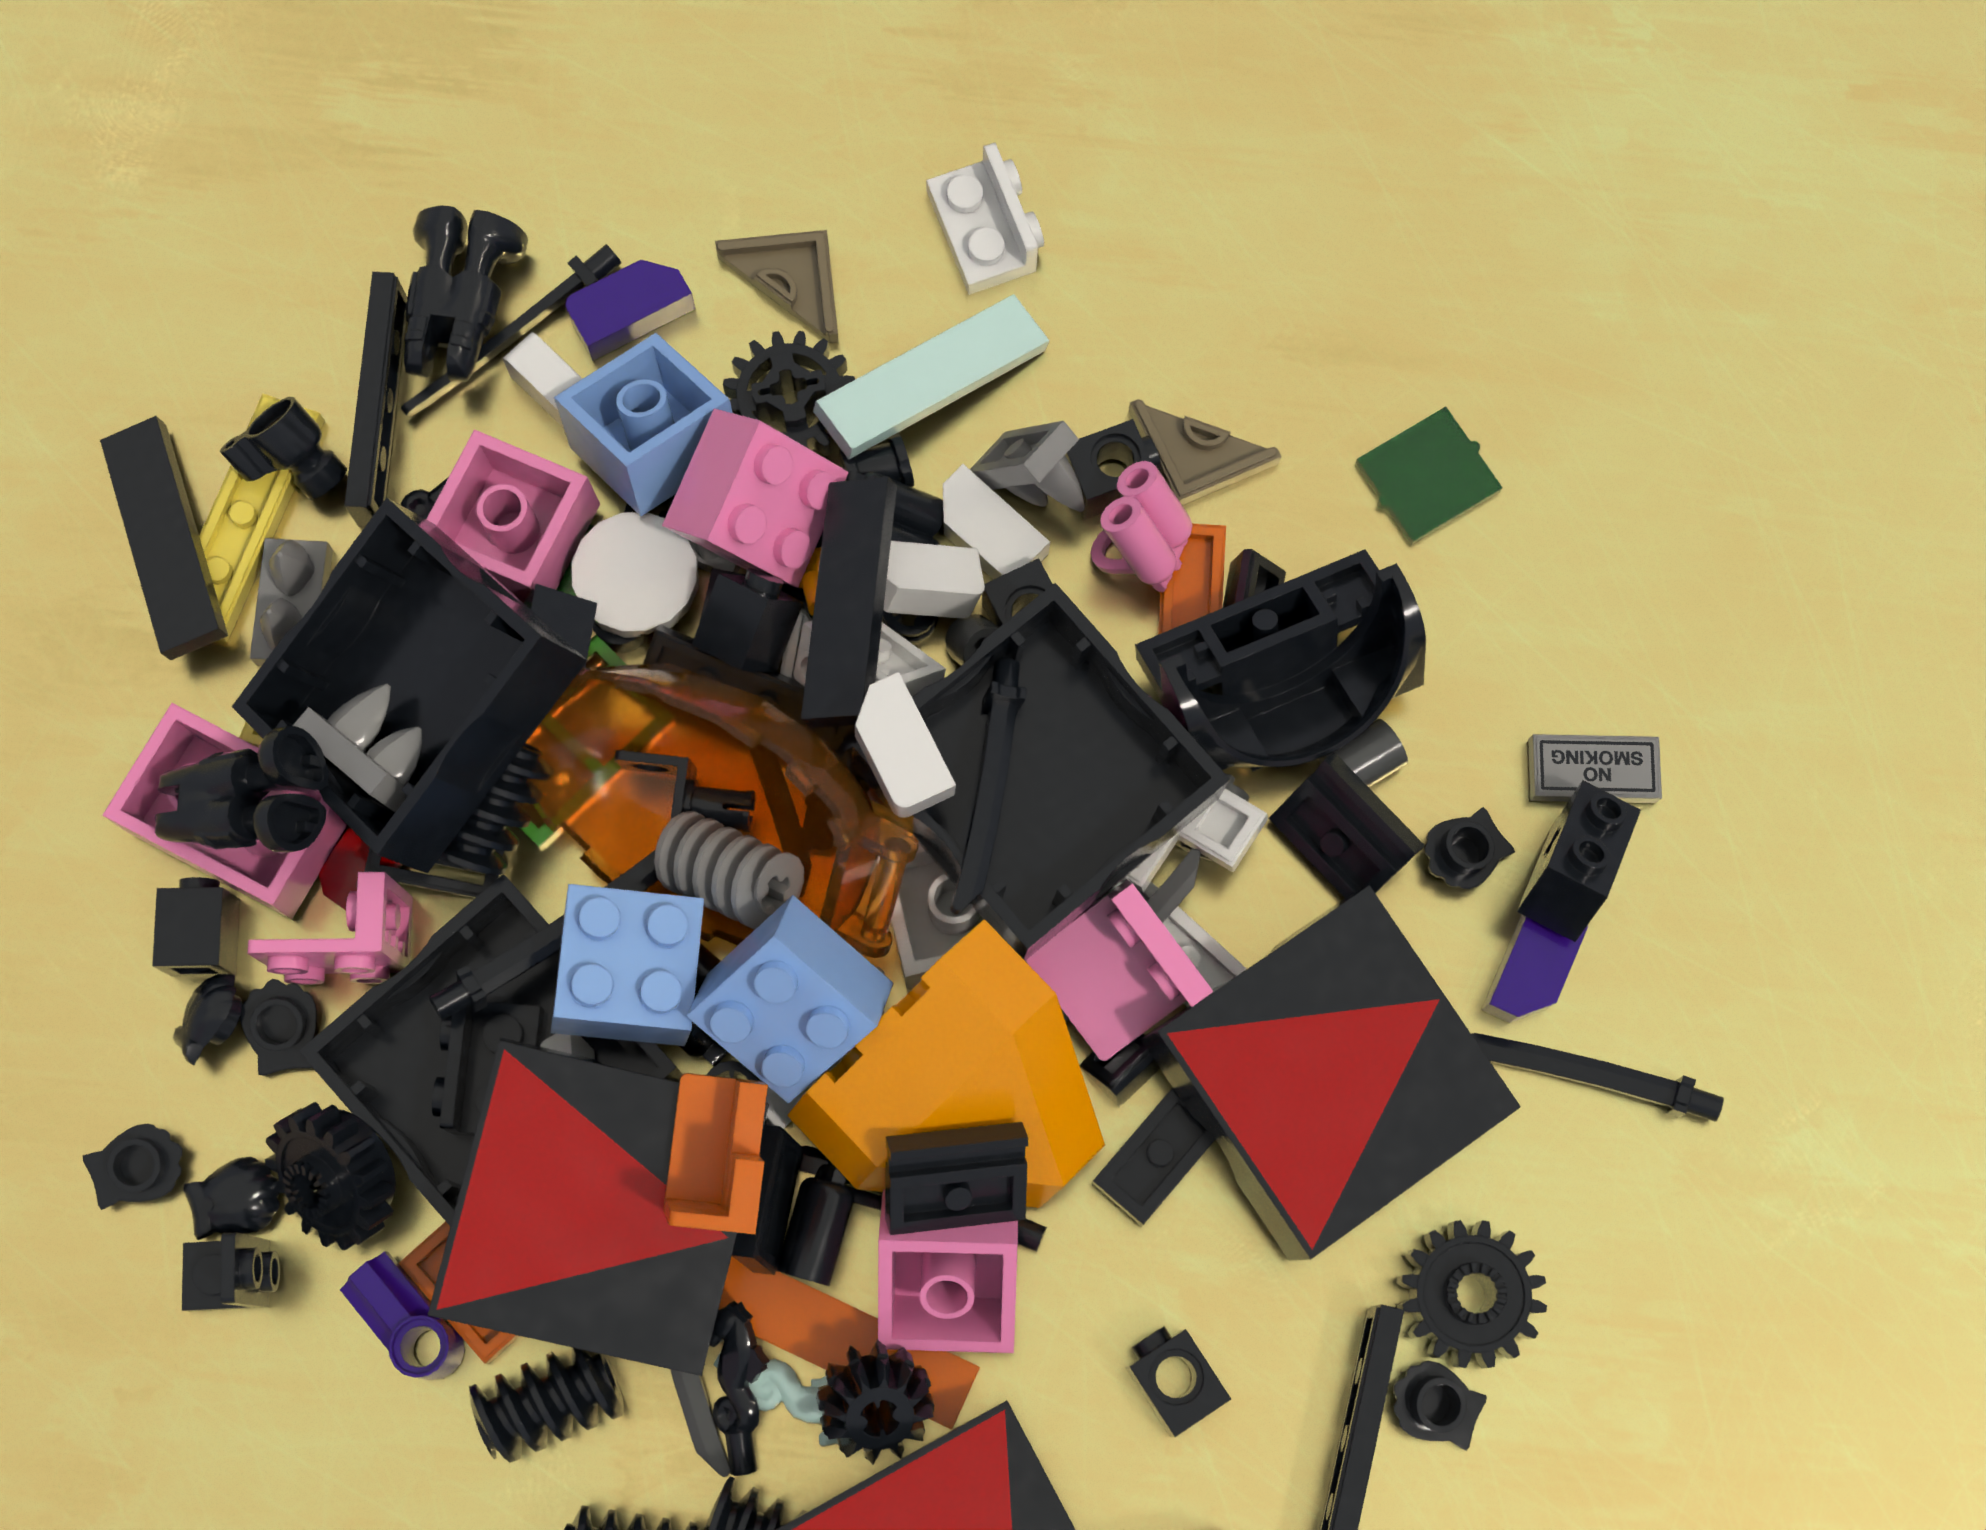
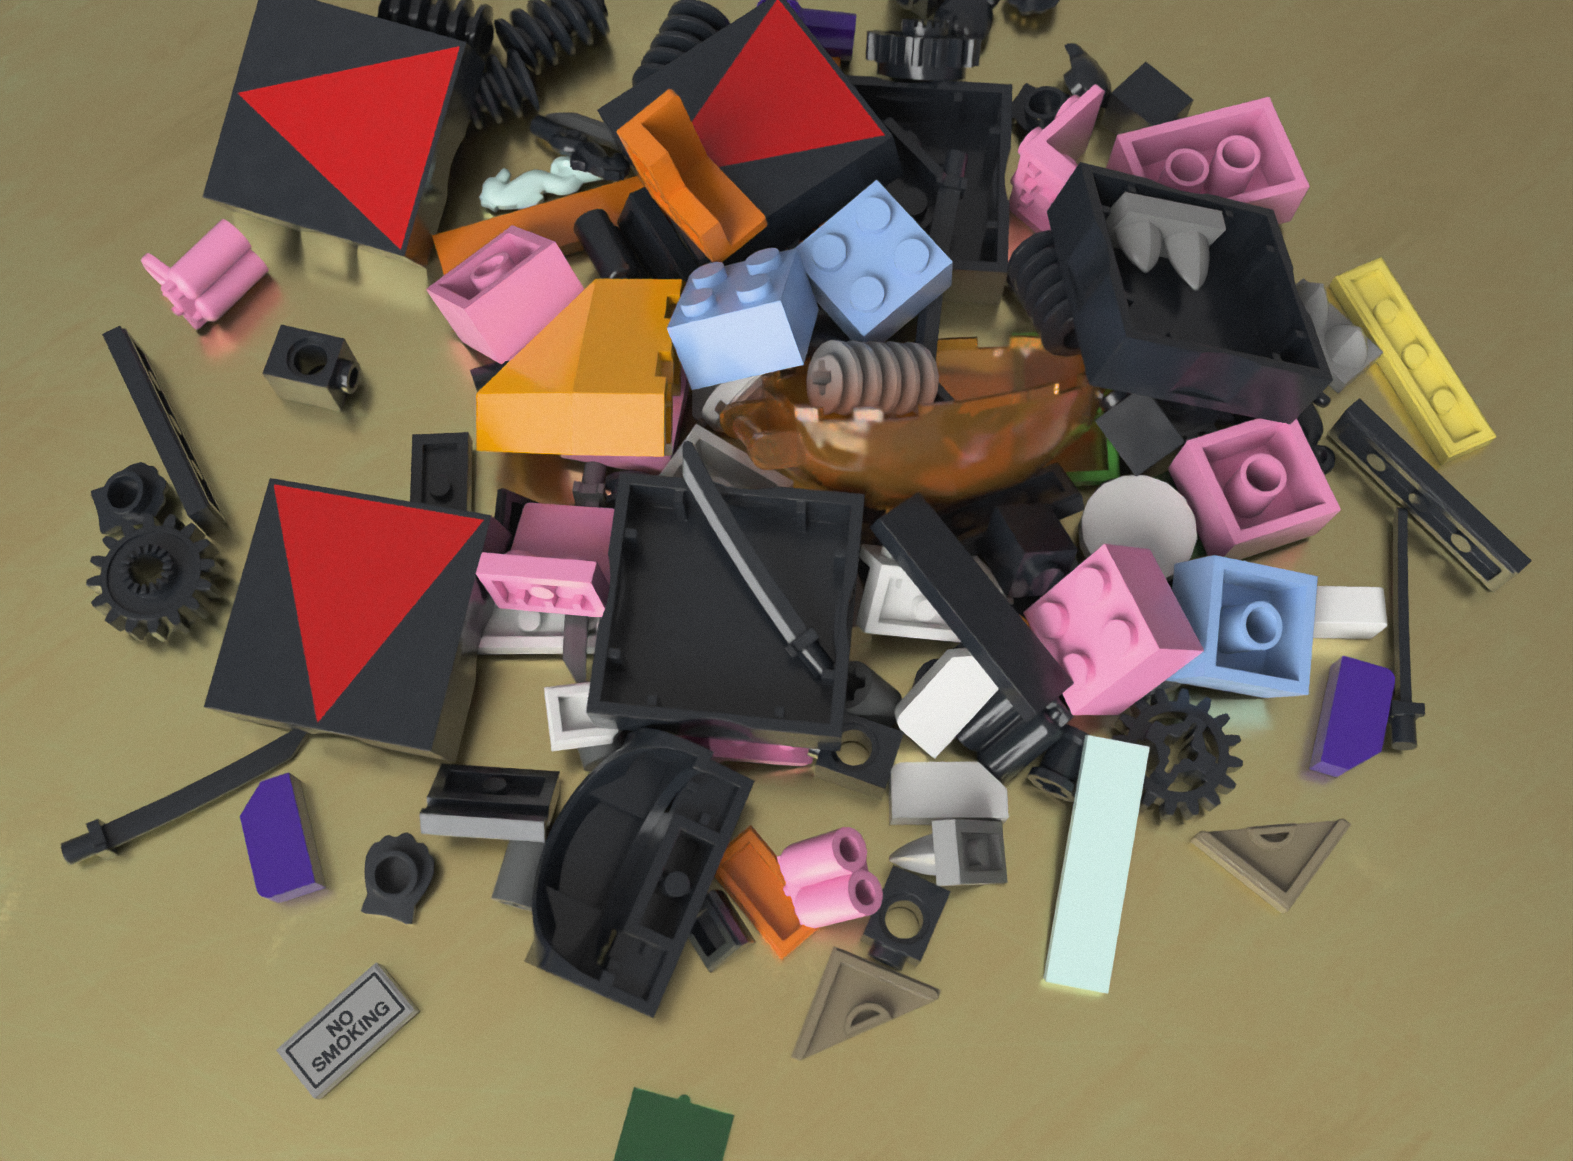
camera: 140 degrees right, 5 degrees down
(163, 538) = (1440, 294): black tile -> none
(224, 795) = (1196, 142): black piece -> none
(284, 440) = (1443, 406): black piece -> none
(459, 308) = (1451, 590): black piece -> none
(854, 1408) = (484, 192): black gear -> none
(901, 749) = (826, 511): white piece -> none
(955, 1178) = (539, 310): black plate -> none
(986, 222) = (1189, 1033): white bracket -> none
(1579, 861) = (295, 927): black brick -> none

